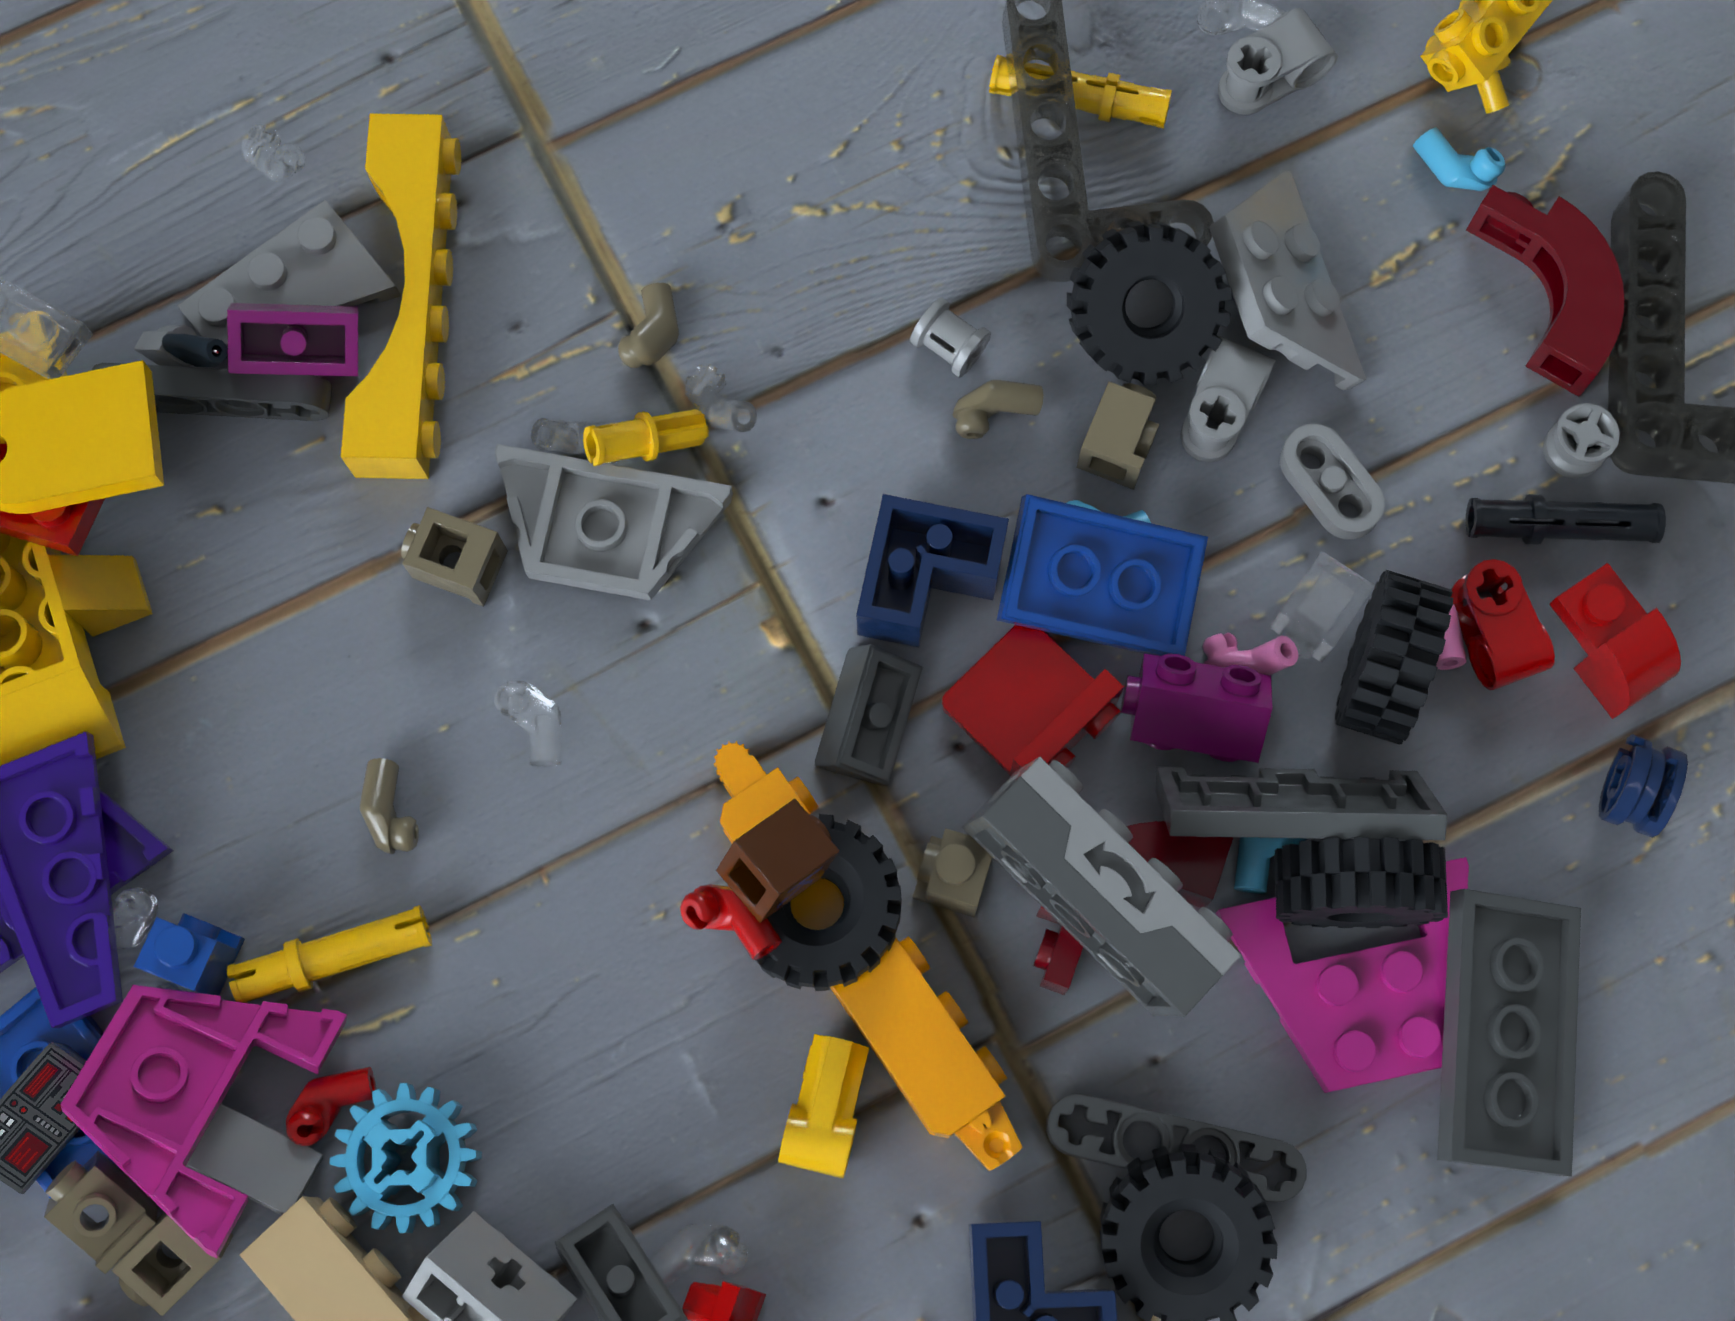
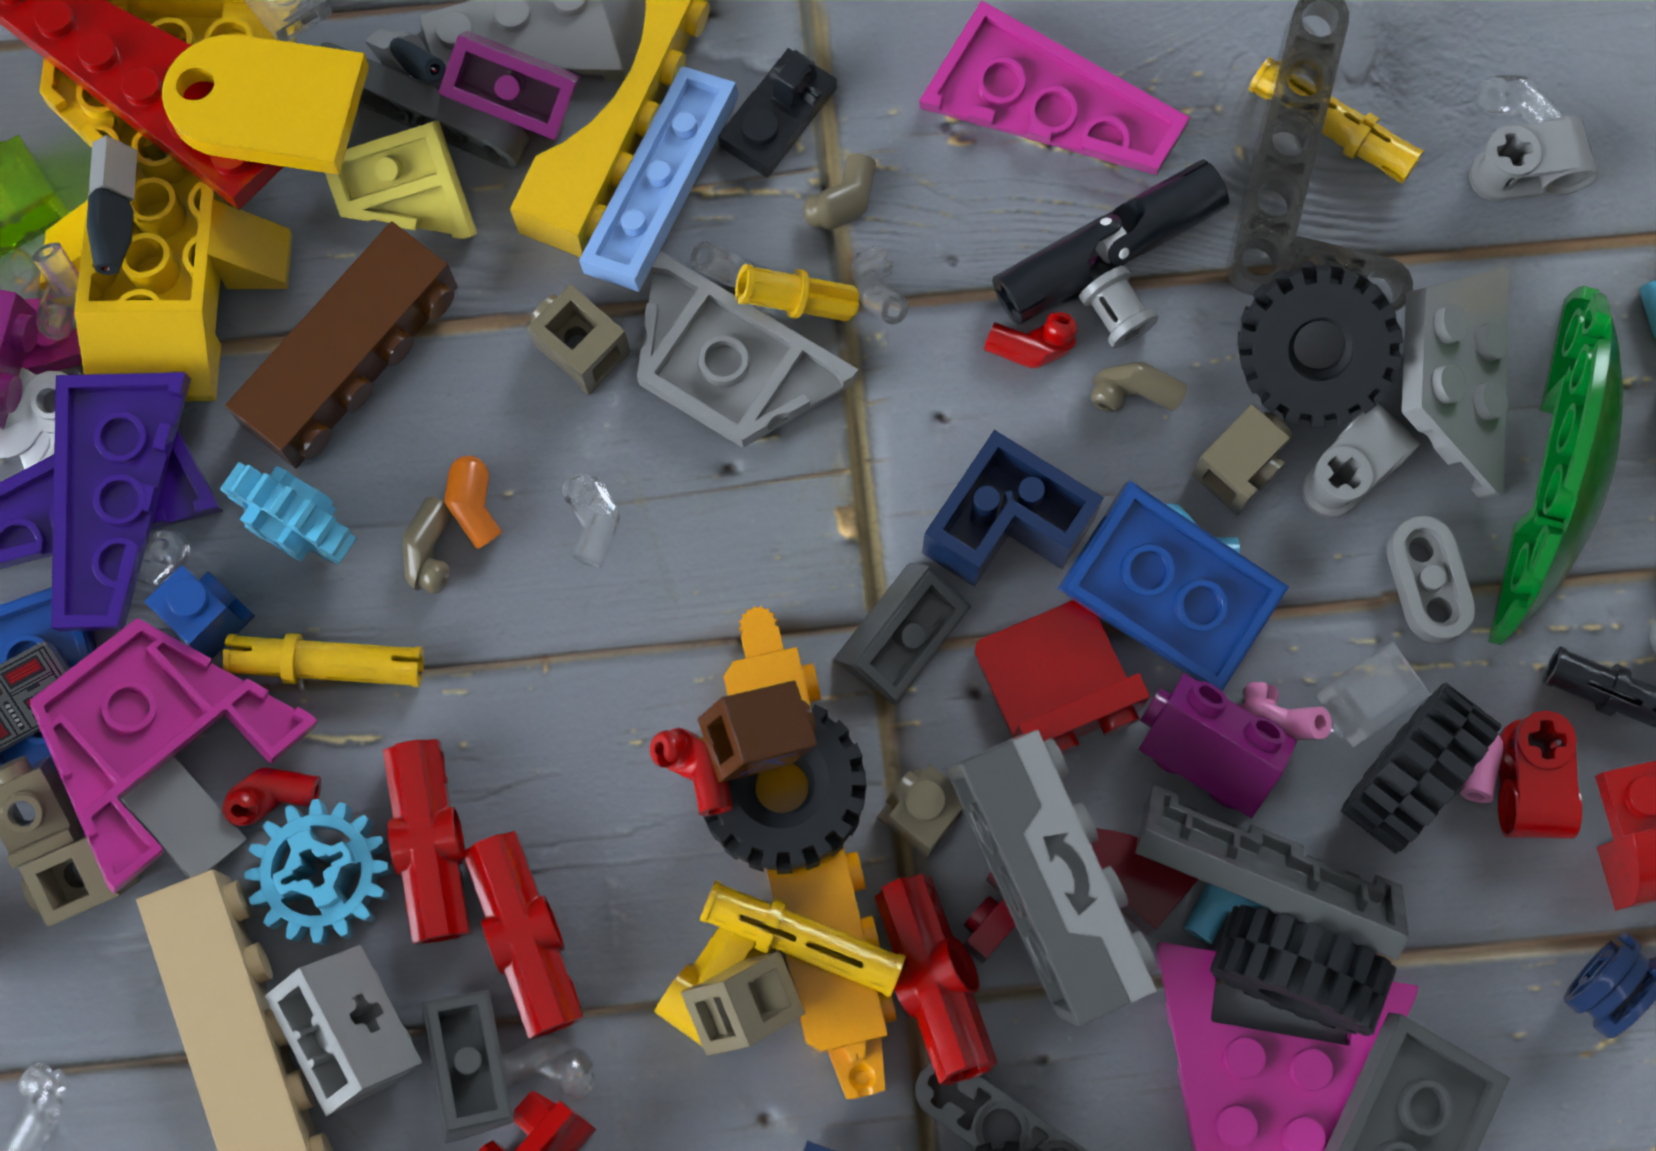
camera: 20 degrees right, 0 degrees up
(227, 470) = (405, 182): none -> light yellow wing
(230, 648) = (344, 346): none -> reddish brown brick
(241, 828) = (288, 513): none -> medium azure gear
(407, 748) = (466, 499): none -> orange arm
(471, 376) = (659, 179): none -> light blue plate
(497, 1088) = (426, 841): none -> red piece
(558, 272) = (777, 112): none -> black hinge
(625, 1139) = (523, 935): none -> red piece
(800, 162) = (1044, 92): none -> dark pink wing
(861, 1120) = (743, 1003): none -> dark tan brick
(889, 402) = (1037, 347): none -> red arm
(924, 273) = (1117, 237): none -> black piece
(973, 1037) = (877, 968): none -> yellow pin
(1028, 1026) = (936, 980): none -> red piece
(1409, 264) = (1578, 461): none -> green brick

